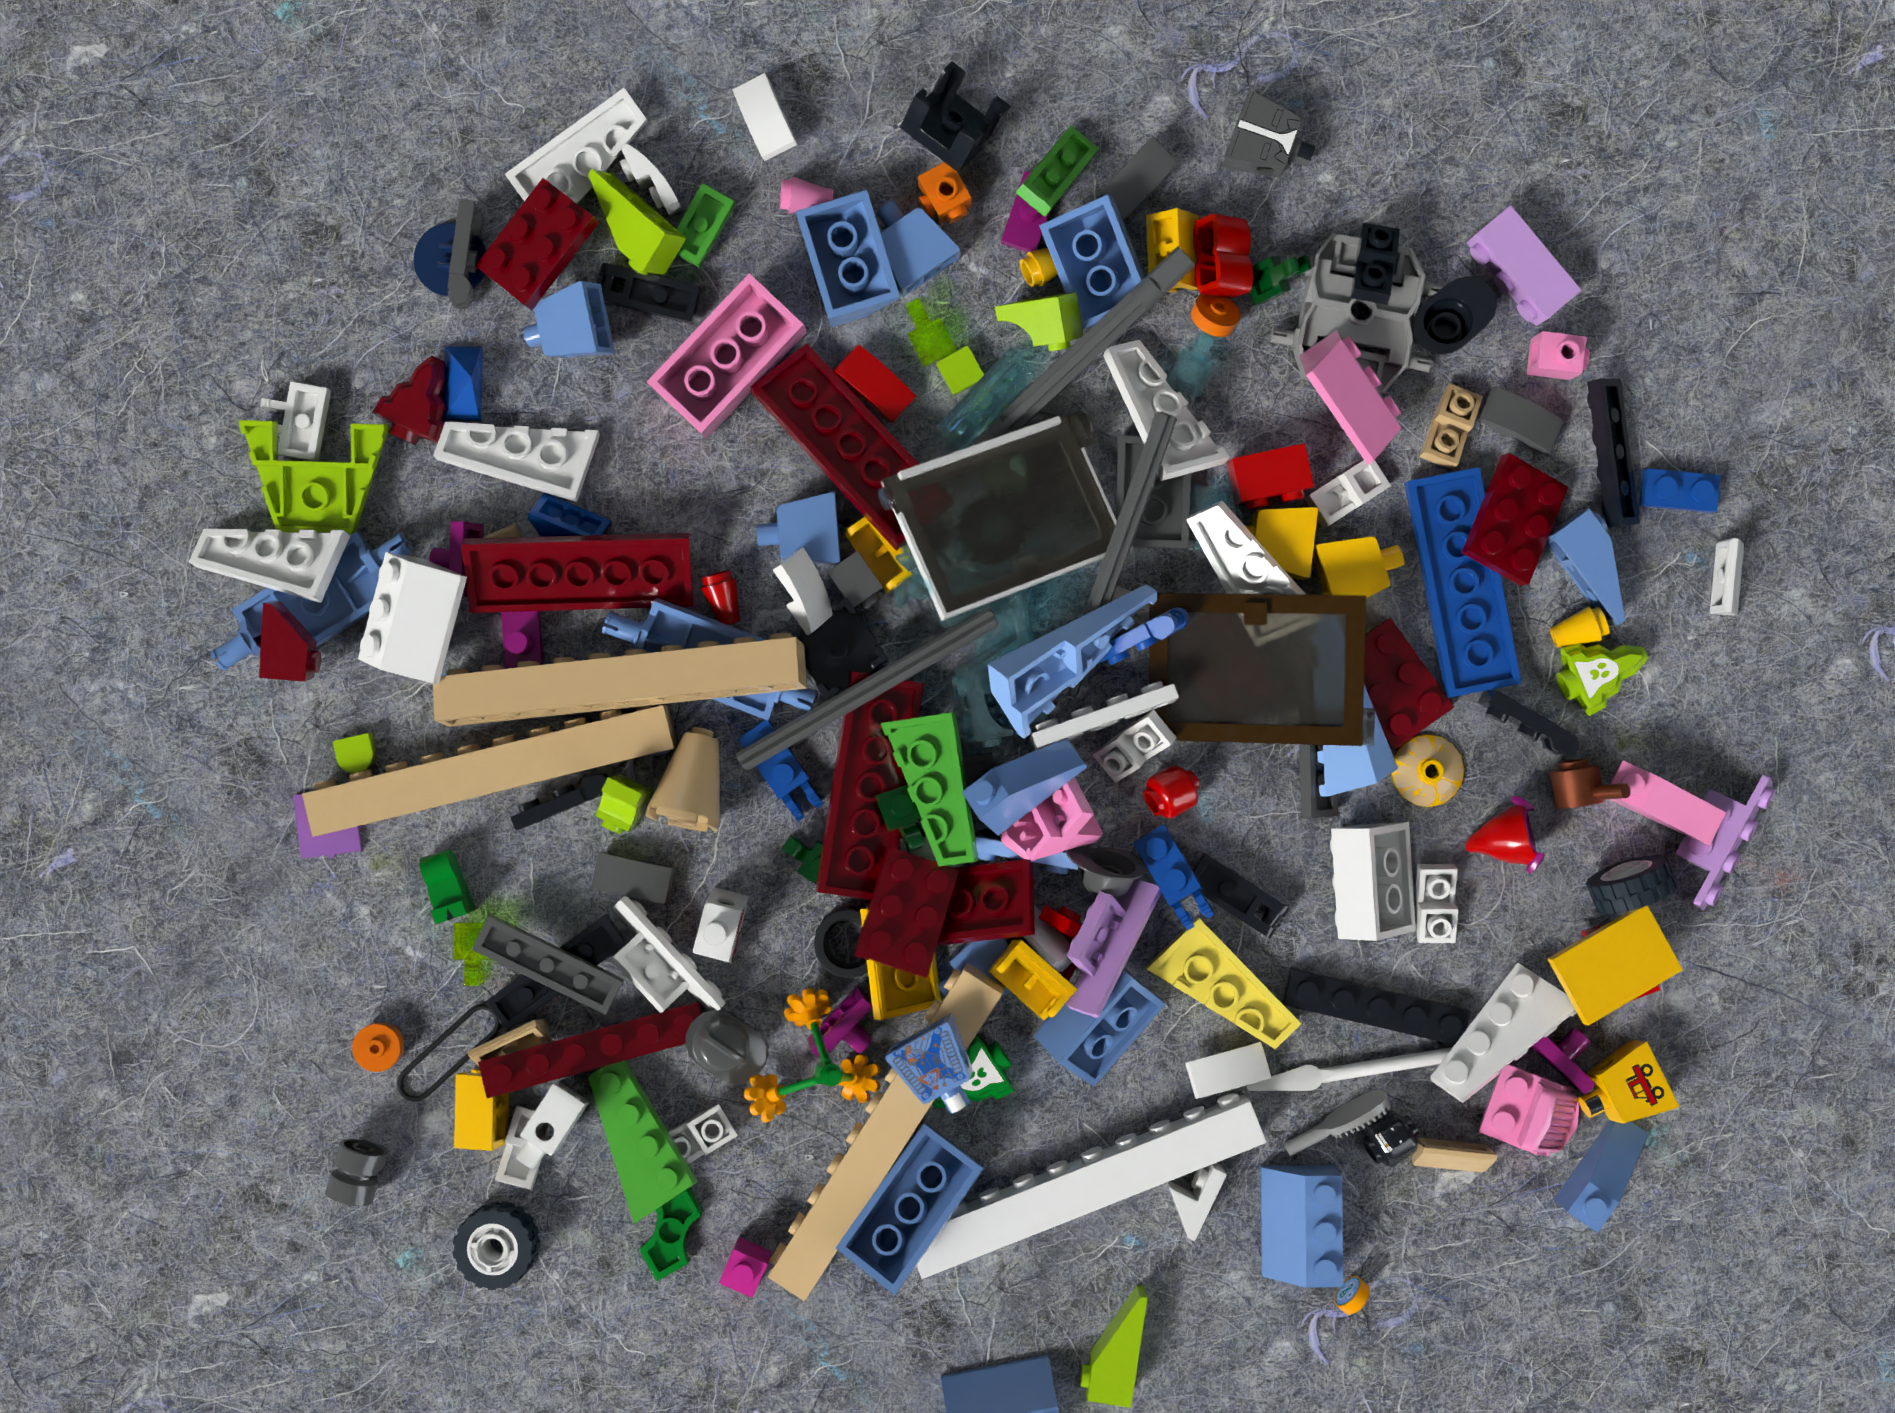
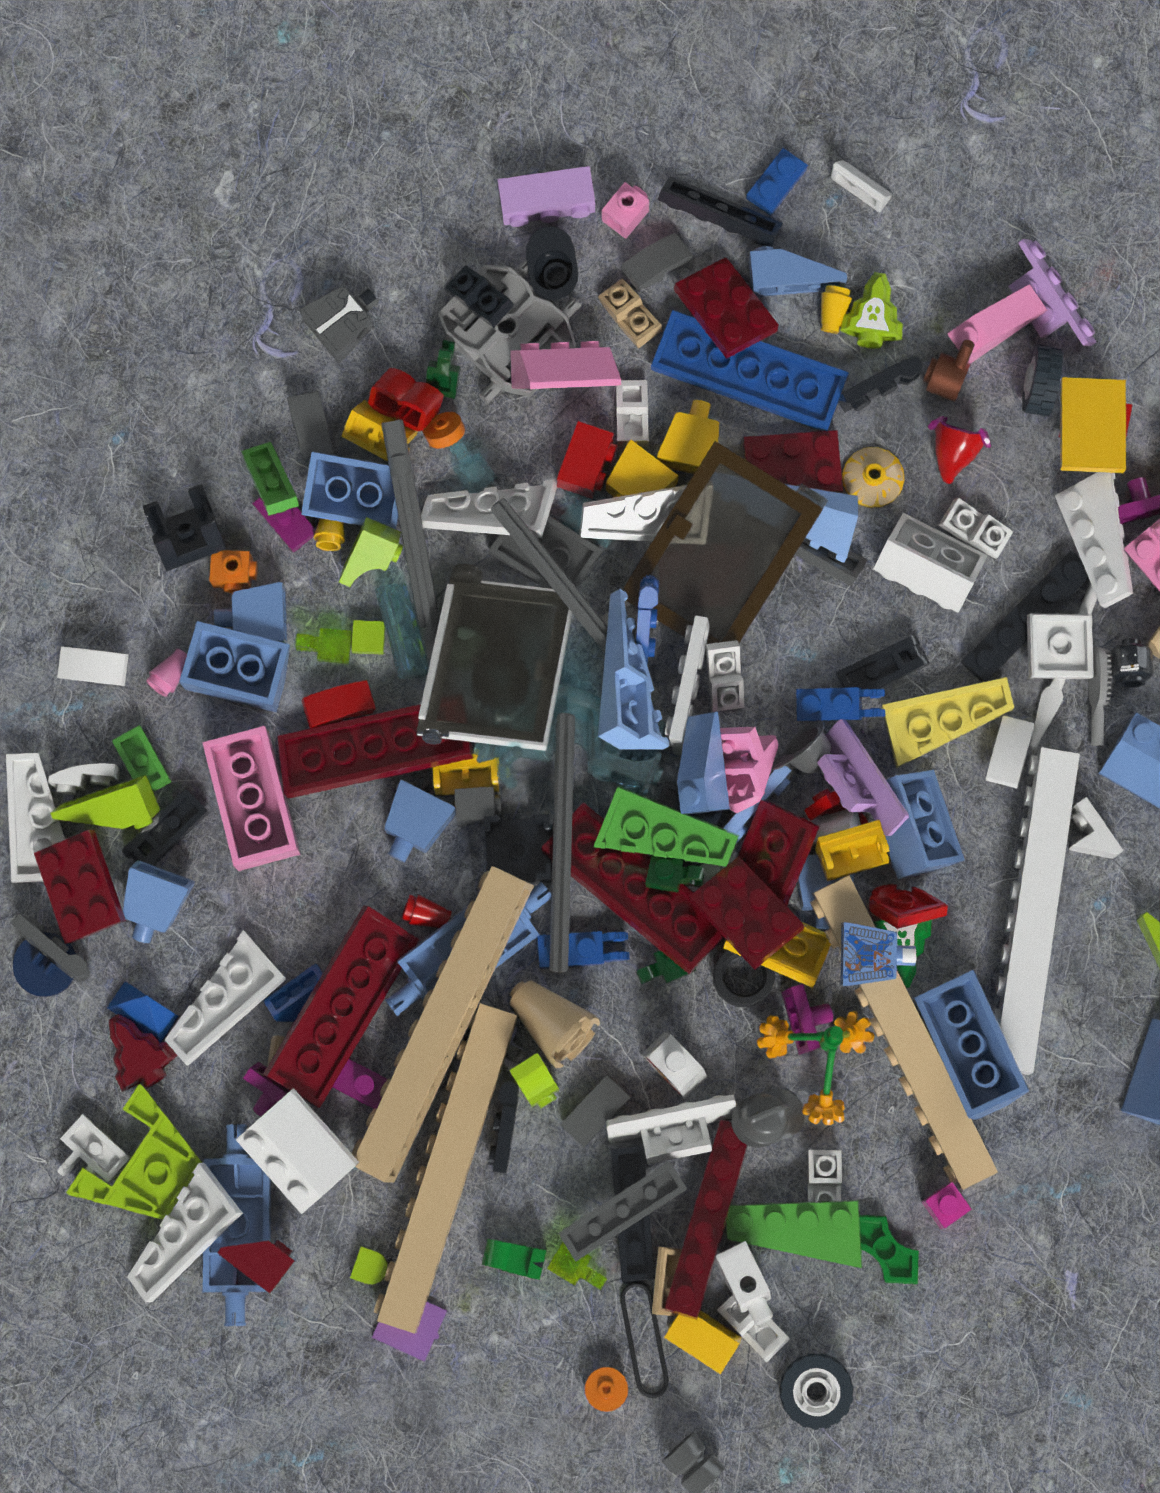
camera: 60 degrees left, 10 degrees down
(810, 599) = (470, 845): white slope -> none
(1009, 1060) = (905, 907): none -> red tile
(1171, 791) = (775, 668): red head -> none
(1365, 1058) = (1060, 646): none -> white tile

